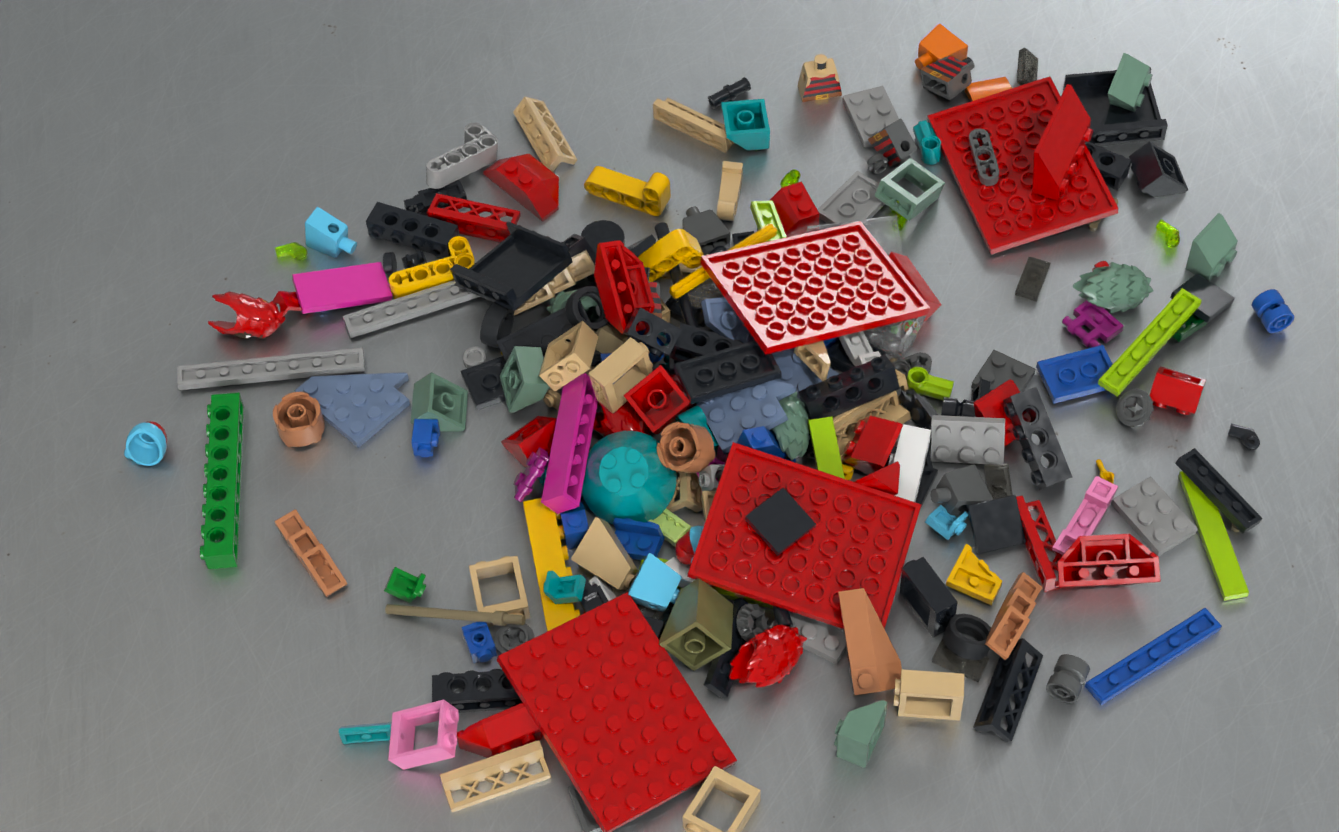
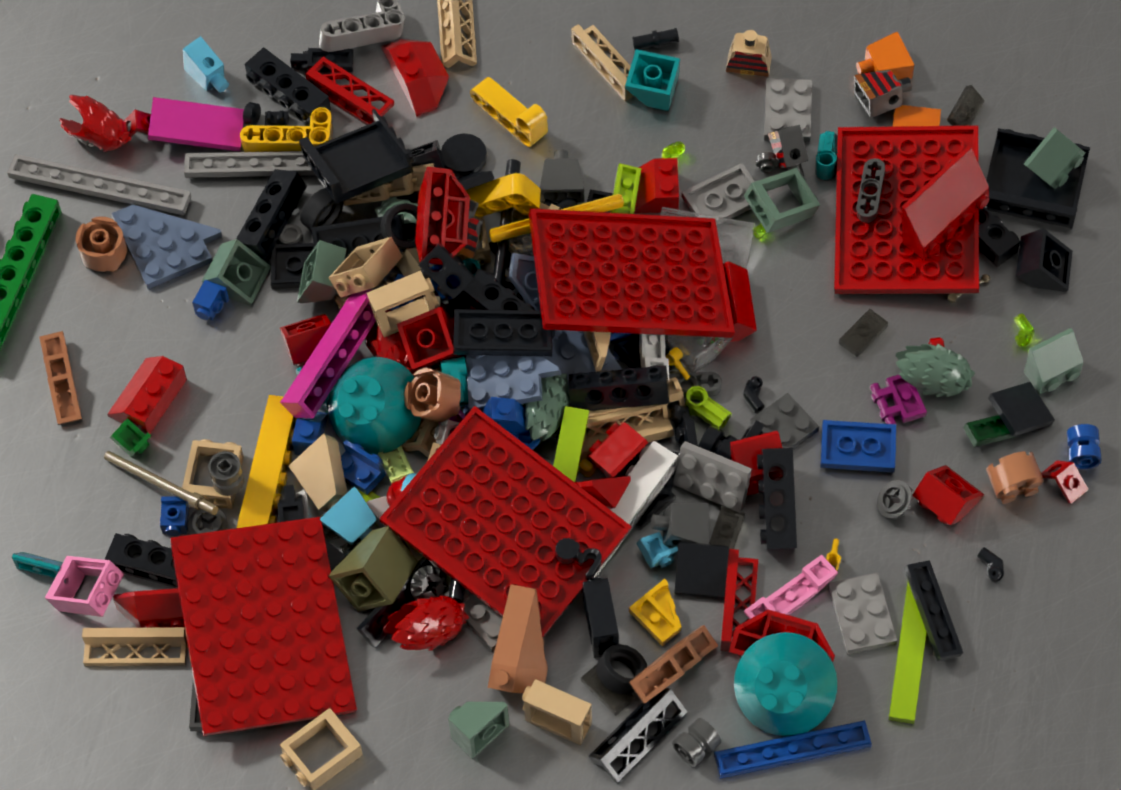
camera: 20 degrees right, 5 degrees up
(292, 249) = (168, 69): clear neon green arm -> none
(403, 537) = (149, 393): none -> red slope
(449, 340) = (272, 212): none -> black brick
(519, 582) = (226, 473): none -> dark grey wheel
(535, 468) = (287, 370): magenta plate -> none
(564, 589) = (264, 492): teal bracket -> none
(729, 190) = (607, 144): tan leg -> none
(780, 521) = (486, 498): black tile -> none
(878, 543) = (569, 551): none -> black leg
(881, 346) = (674, 356): none -> yellow hand
(961, 360) = (752, 392): none -> black arm
(1123, 598) = (785, 684): none -> teal cone
(1149, 342) = (941, 437): lime tile -> none
(1230, 353) = (1015, 476): none -> nougat brick
(1272, 341) = (1067, 478): none -> bracket

